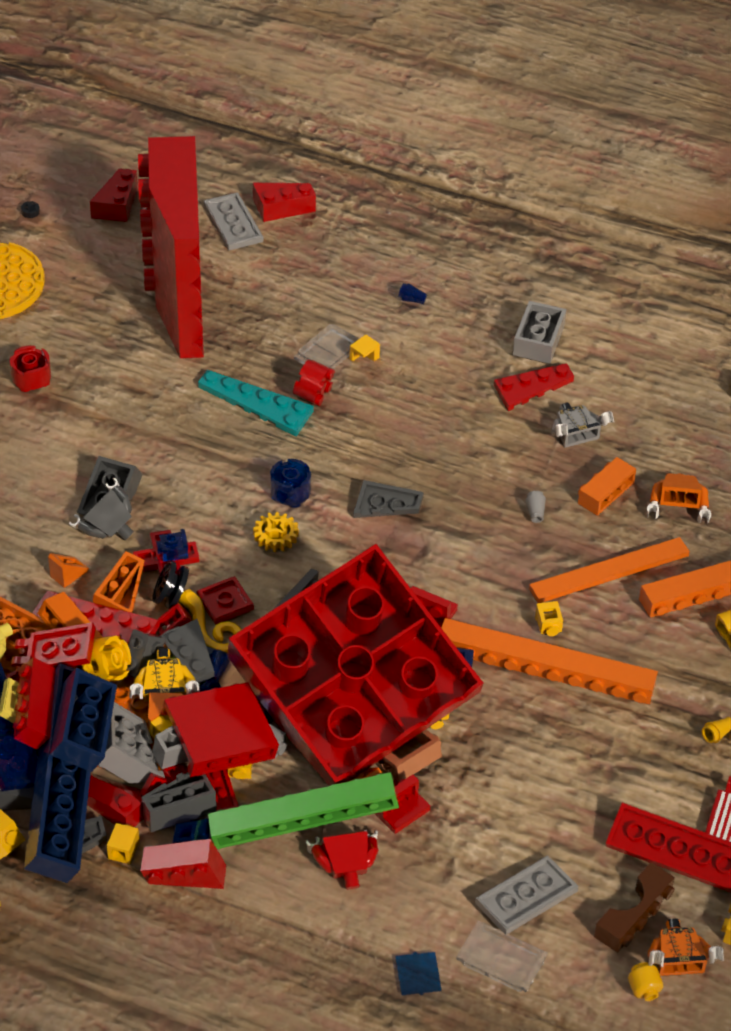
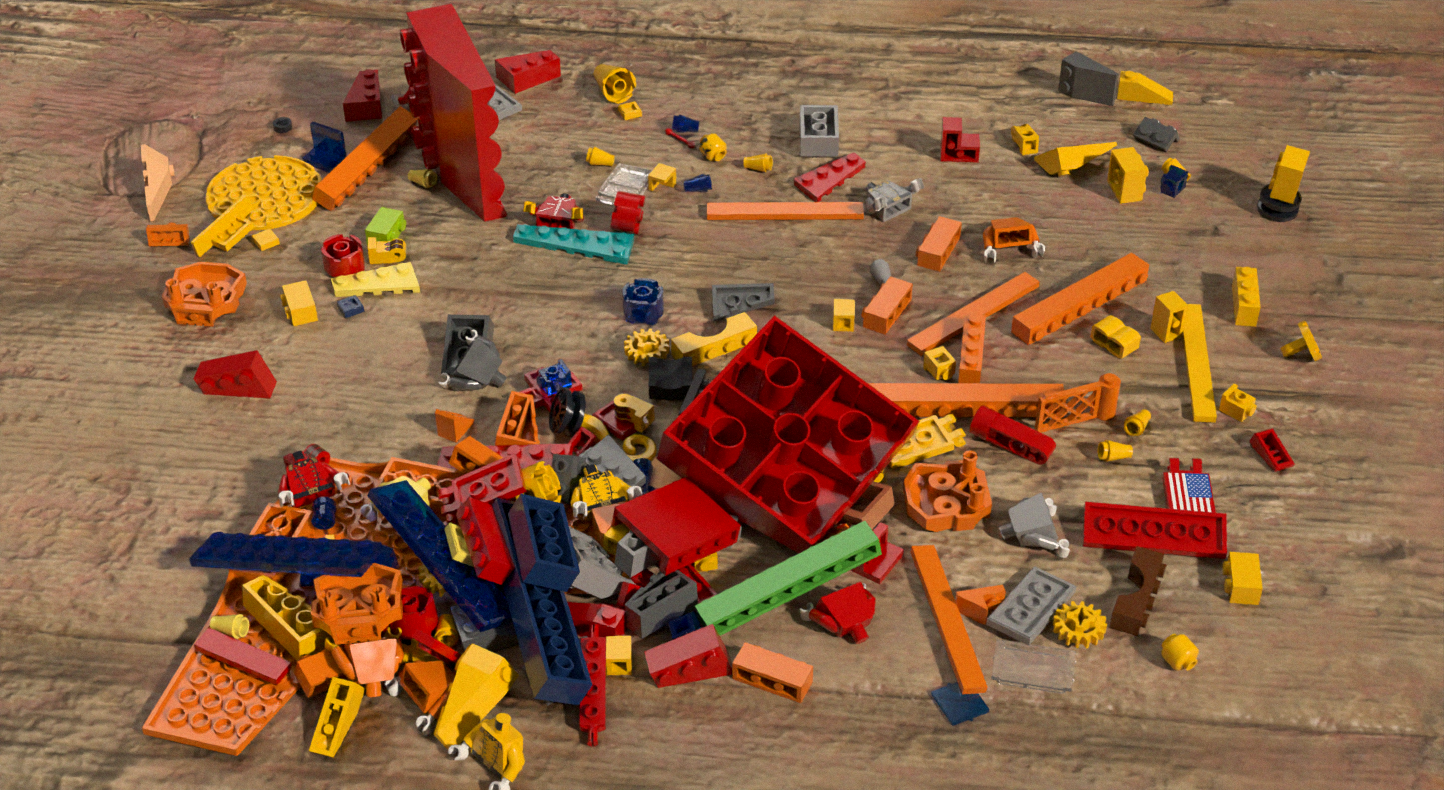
camera: 15 degrees left, 5 degrees down
(21, 421) = (350, 306): none -> dark blue tile
(55, 400) = (390, 278): none -> light yellow wing
(60, 250) = (328, 147): none -> clear blue bracket
(73, 371) = (386, 251): none -> yellow leg
(81, 345) = (386, 225): none -> lime brick
(87, 268) = (364, 159): none -> orange brick
(93, 854) = (594, 703): none -> red plate
(139, 298) = (424, 177): none -> light yellow cone
(234, 598) = (634, 410): none -> yellow leg
(247, 365) = (556, 212): none -> red torso
(255, 898) = (772, 672): none -> orange brick
(283, 569) = (669, 378): none -> black brick
(314, 313) = (599, 157): none -> yellow cone
(319, 545) = (736, 335): none -> yellow arch
(360, 233) = (615, 82): none -> yellow cone
(366, 266) = (629, 110): none -> yellow tile
(398, 364) = (700, 183): none -> clear blue cone
(411, 317) = (691, 144): none -> red hinge
(428, 327) = (712, 147): none -> yellow head
(441, 888) = (948, 620): none -> orange tile
(468, 354) = (759, 162): none -> yellow cone
(472, 413) = (785, 211): none -> orange tile
(474, 876) = (978, 601): none -> orange slope
(477, 542) = (844, 315): none -> yellow panel
(502, 696) = (930, 439): none -> yellow tile
(509, 764) = (947, 494): none -> orange brick
(526, 542) = (887, 305): none -> orange brick
(563, 927) = (1091, 626): none -> yellow gear
(564, 812) = (1034, 525): none -> light grey torso
(585, 712) = (1012, 435): none -> red beam
(586, 612) = (972, 348): none -> orange brick
(672, 379) = (957, 145): none -> red brick
(680, 754) = (1113, 451): none -> yellow cone
(681, 951) = (1201, 617): orange torso -> none
(689, 697) = (1101, 402): none -> orange piece

